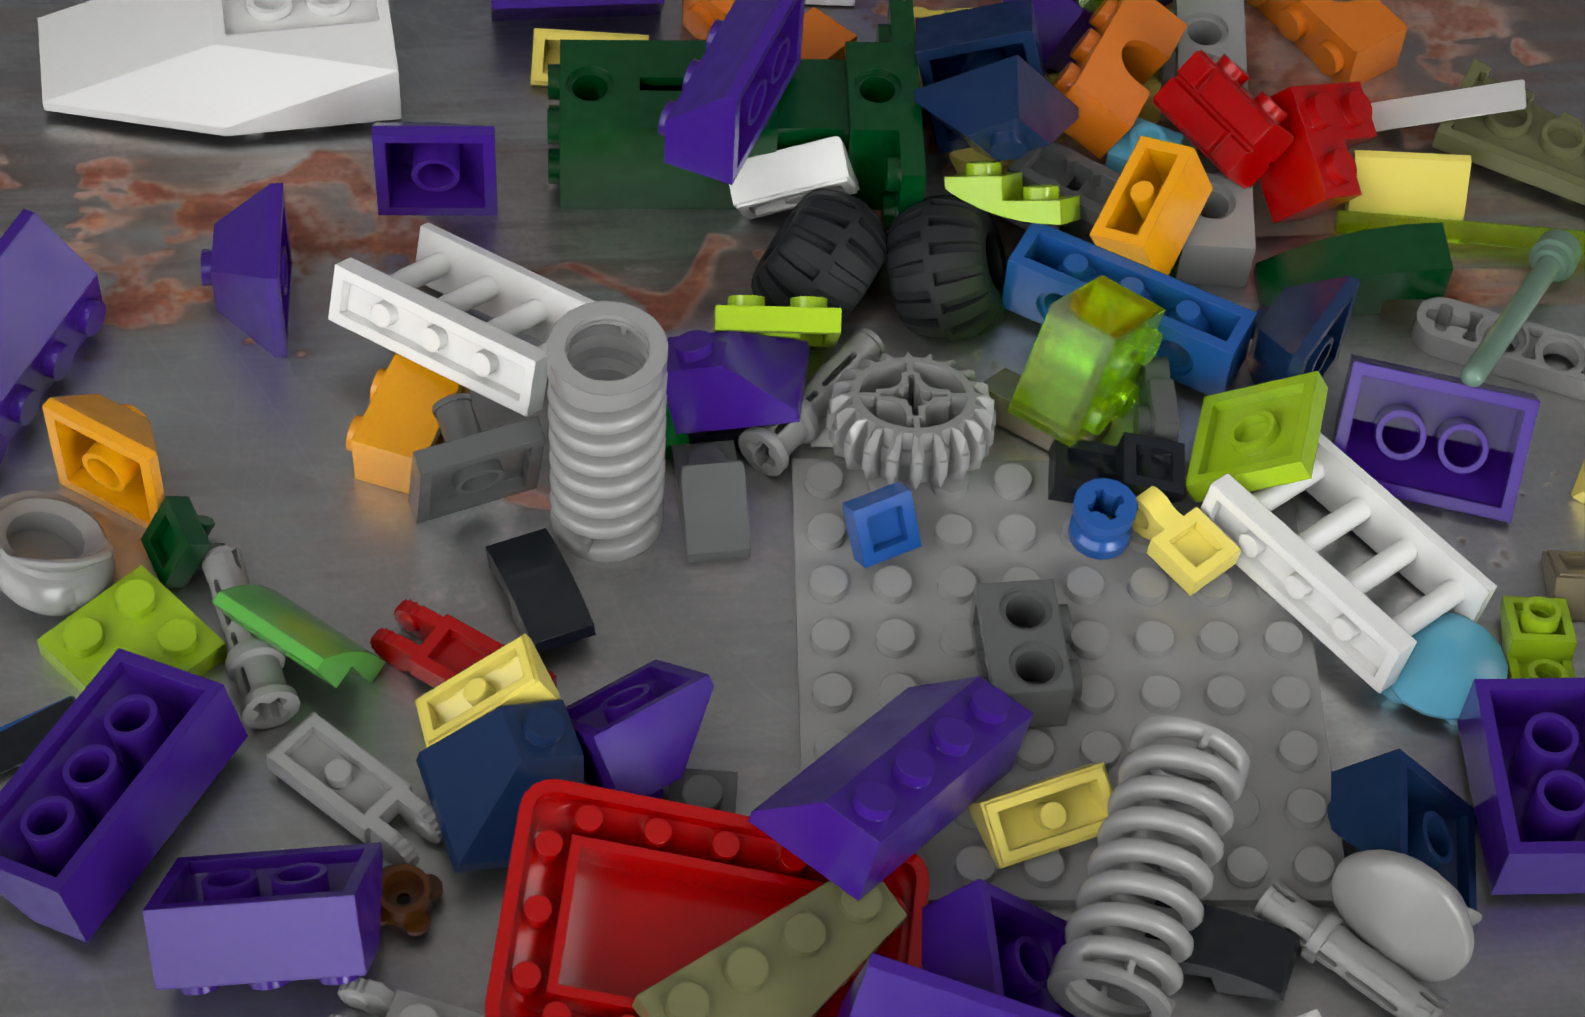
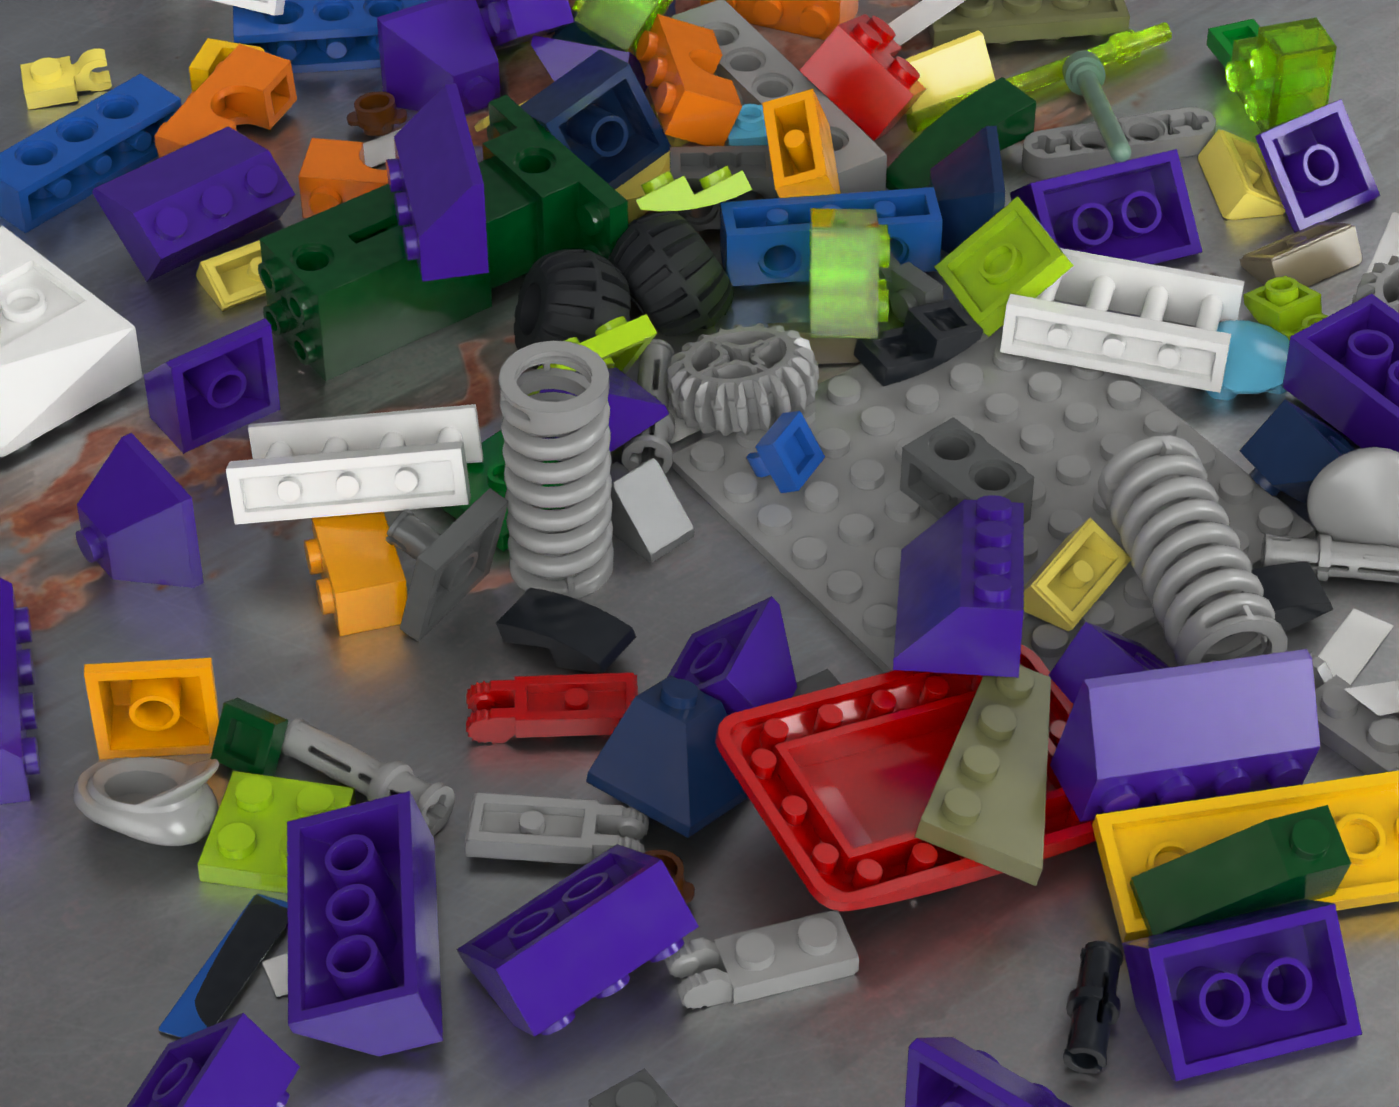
camera: 30 degrees left, 10 degrees down
(297, 633) = (419, 743): bright green slope -> none
(503, 678) = (599, 706): light yellow slope -> none
(784, 177) = (508, 263): white slope -> none
(1000, 108) = (640, 136): dark blue slope -> none
(1093, 531) = (939, 373): blue wheel -> none
(1184, 546) = (1011, 361): light yellow plate -> none
(1223, 118) = (786, 64): red brick -> none

